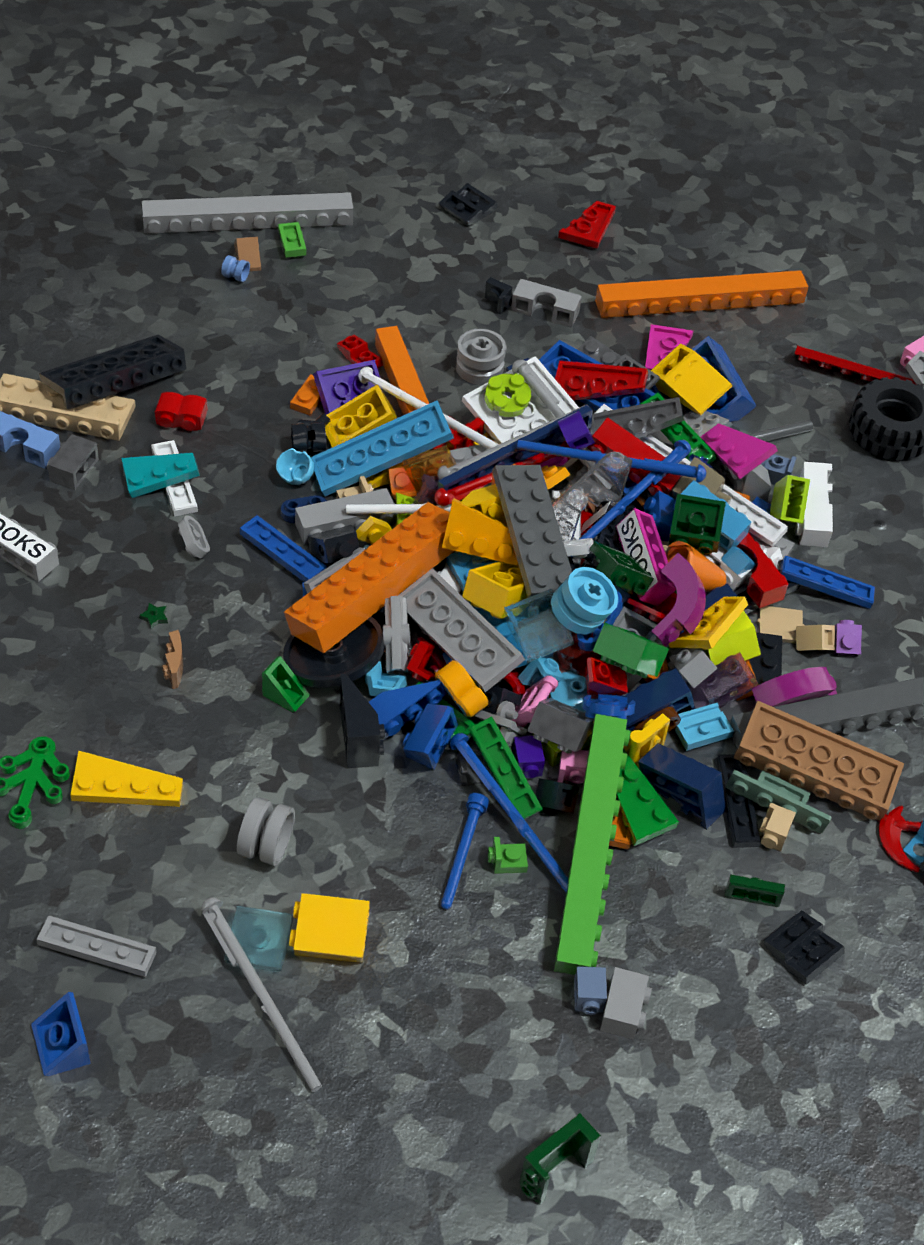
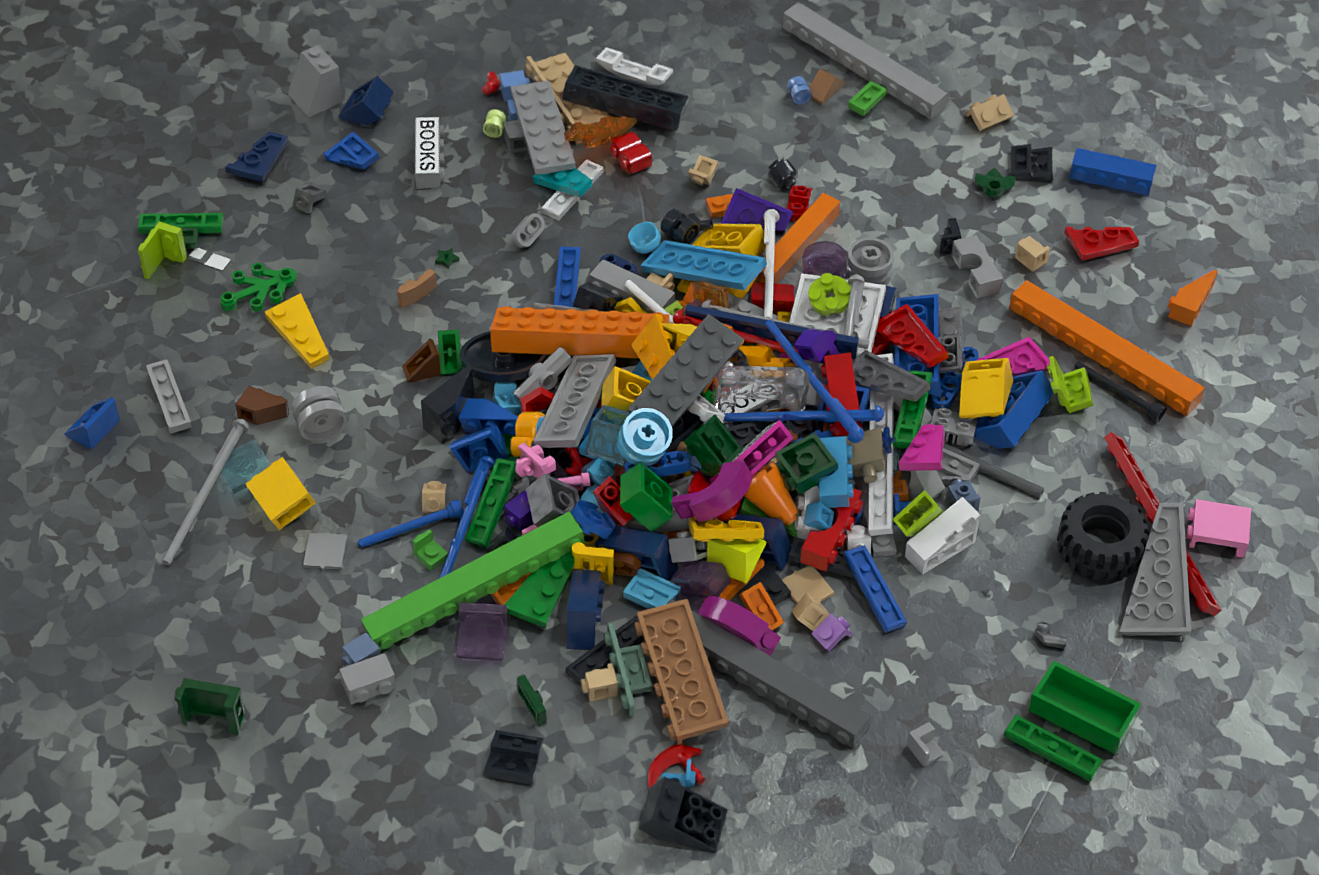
camera: 55 degrees right, 0 degrees up
(32, 473) = (494, 123): none -> yellowish green wheel
(71, 351) = (614, 63): none -> white slope
(90, 442) = (542, 127): none -> light grey plate
(143, 408) = (599, 133): none -> clear orange slope
(195, 875) = (260, 406): none -> reddish brown slope
(257, 382) = (703, 170): none -> tan bracket
(275, 712) = (423, 363): none -> reddish brown slope
(319, 339) = (783, 173): none -> black head
(389, 187) = (990, 112): none -> tan bracket
(426, 941) = (325, 551): none -> light grey piece
(446, 809) = (433, 497): none -> tan bracket
(457, 377) = (825, 258): none -> clear purple wheel
(466, 238) = (994, 183): none -> dark green plate
(507, 704) = (533, 463): none -> bright pink hips
(528, 171) = (1112, 171): none -> blue brick
(564, 266) = (1031, 253): none -> tan brick
(645, 878) = (482, 631): none -> clear purple bracket
(702, 222) = (1191, 298): none -> orange slope
(731, 337) = (1072, 387): none -> lime bracket
(786, 661) = (760, 604): none -> orange plate
(788, 313) = (1155, 411): none -> black piece

